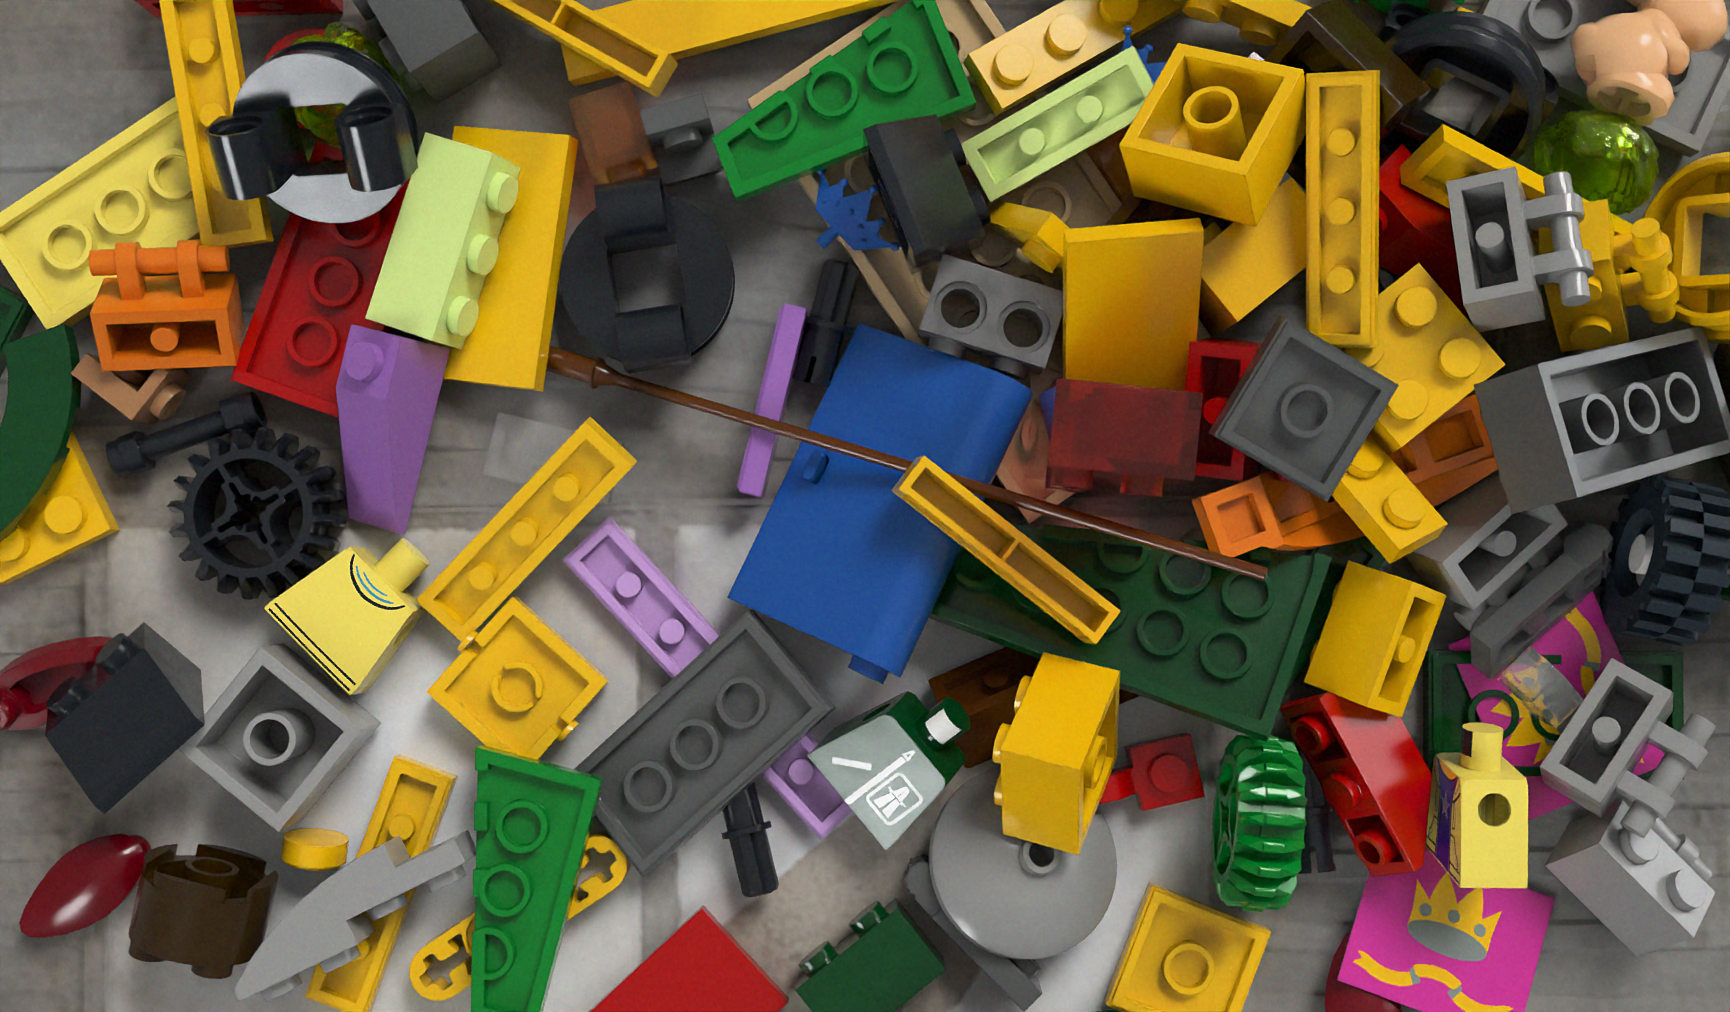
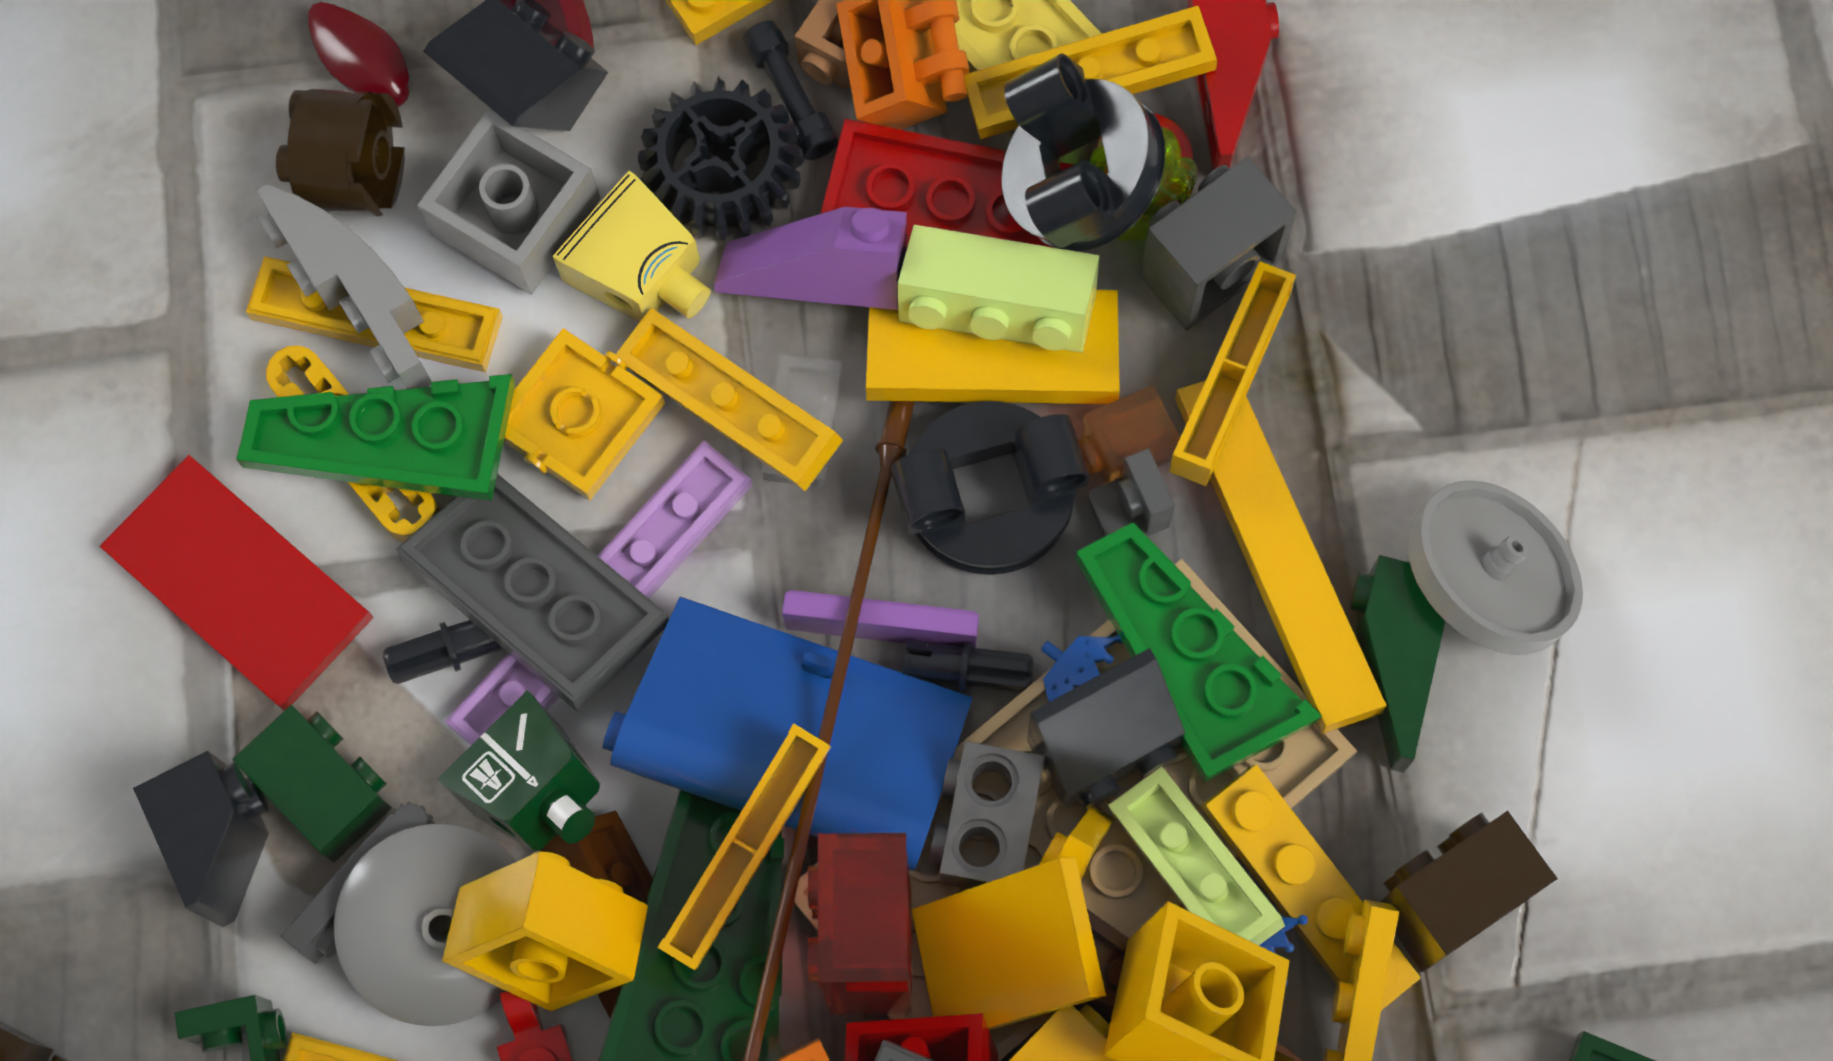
camera: 85 degrees right, 15 degrees down
(314, 849) = (405, 247): yellow tile -> none

